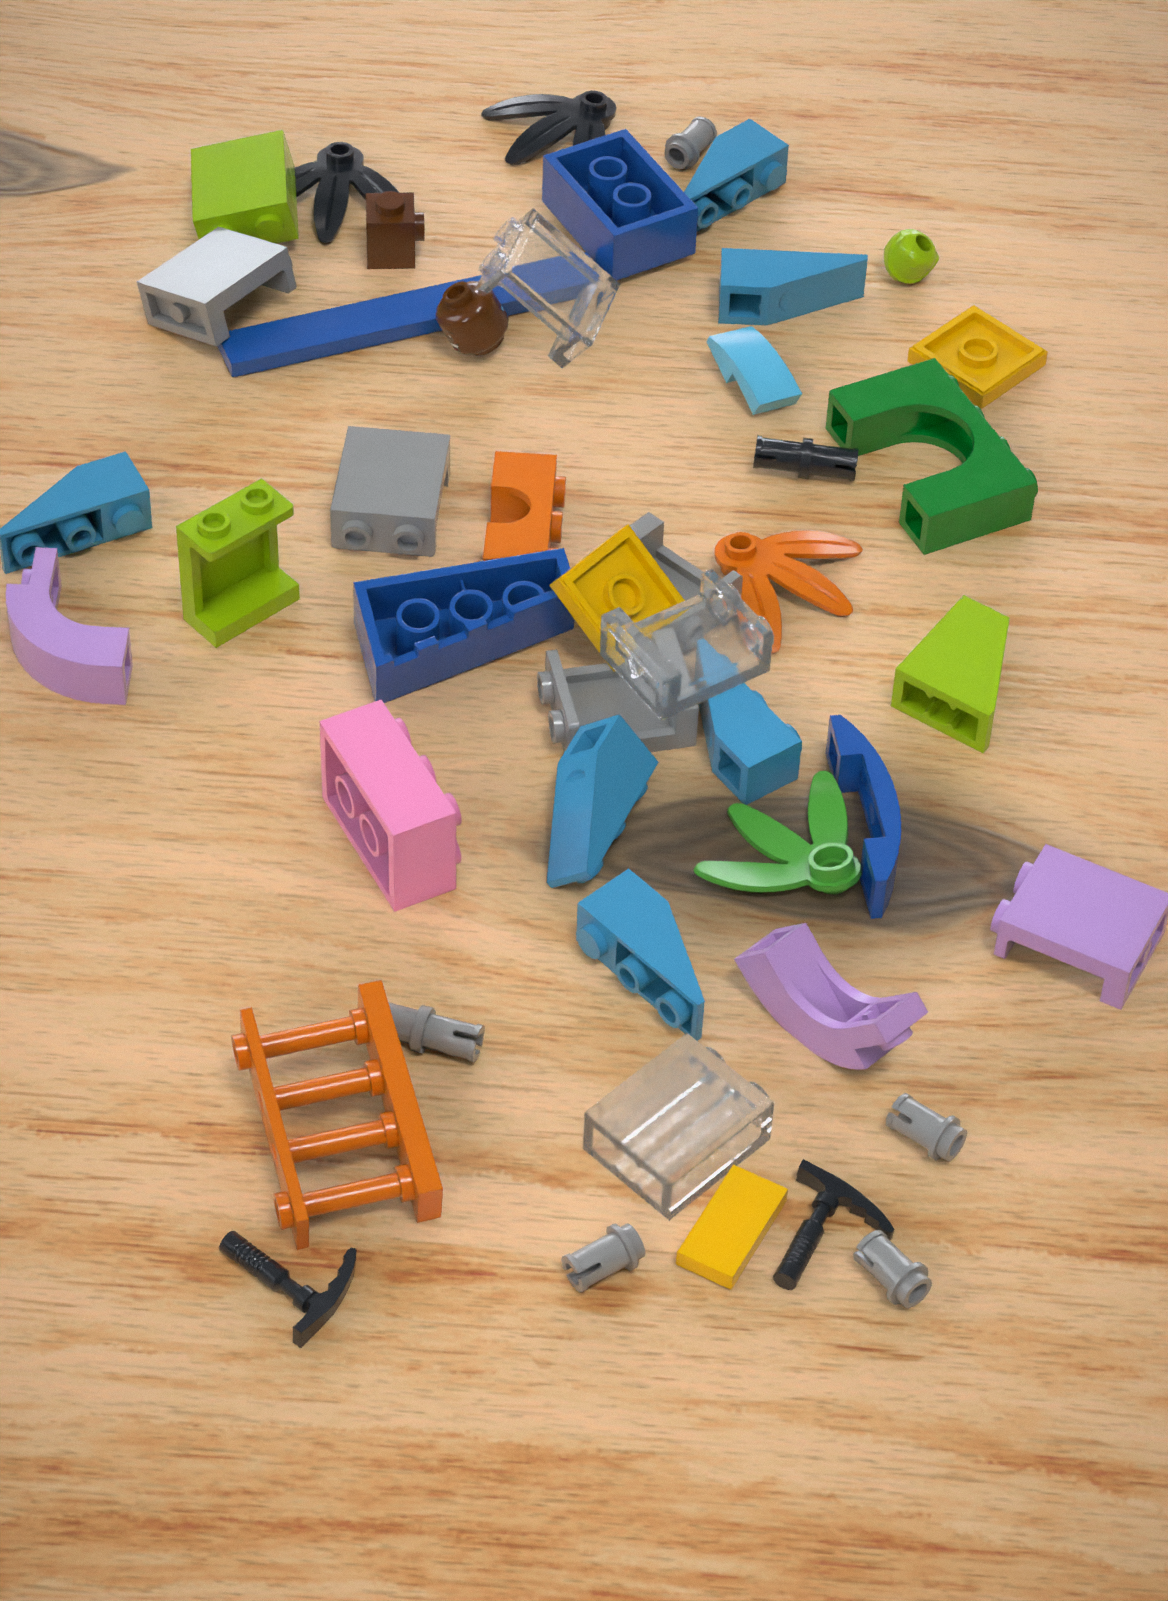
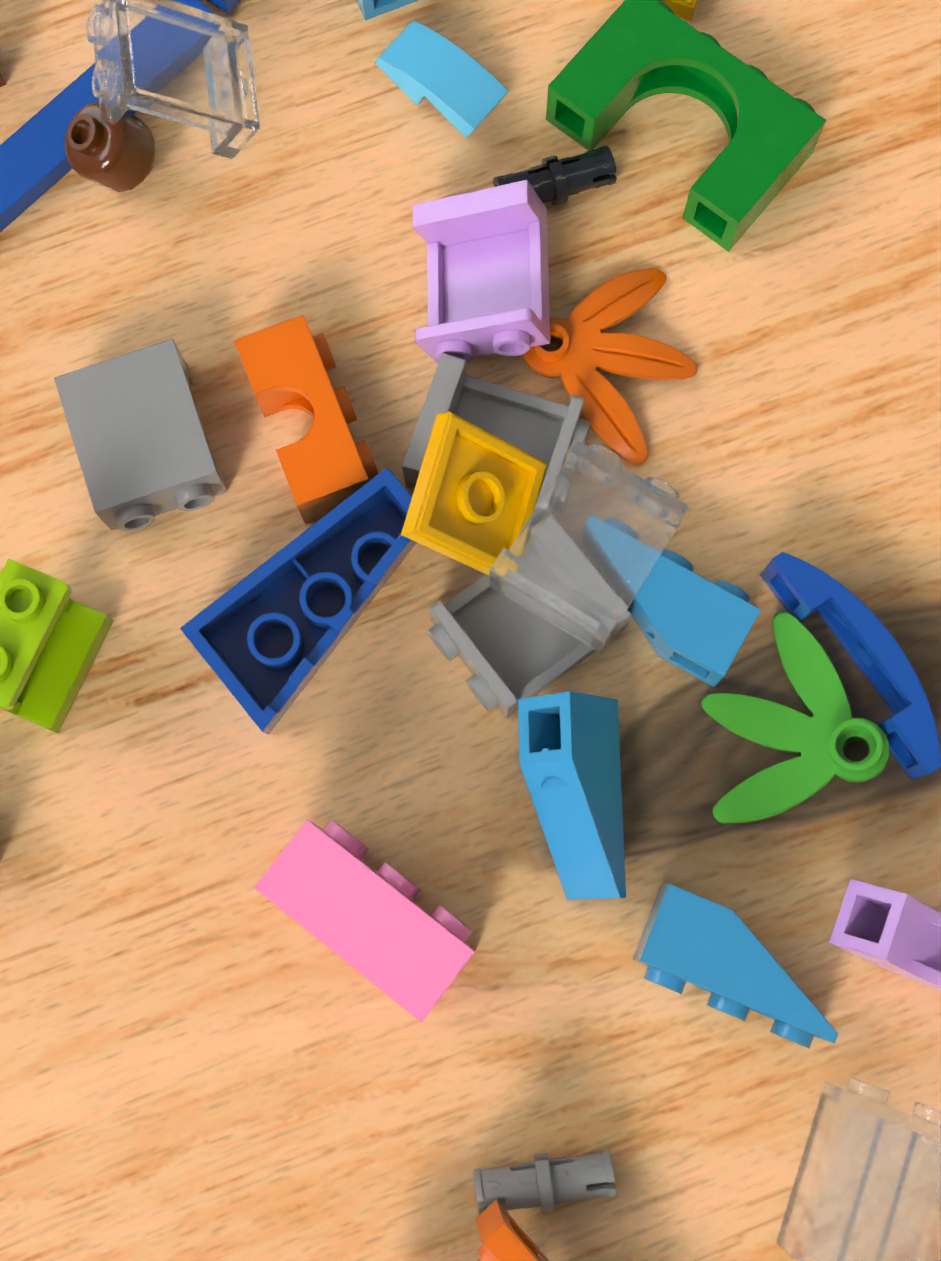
camera: 20 degrees left, 30 degrees up
(717, 483) = (485, 272): none -> lavender panel
(956, 674) = (861, 415): lime slope -> none

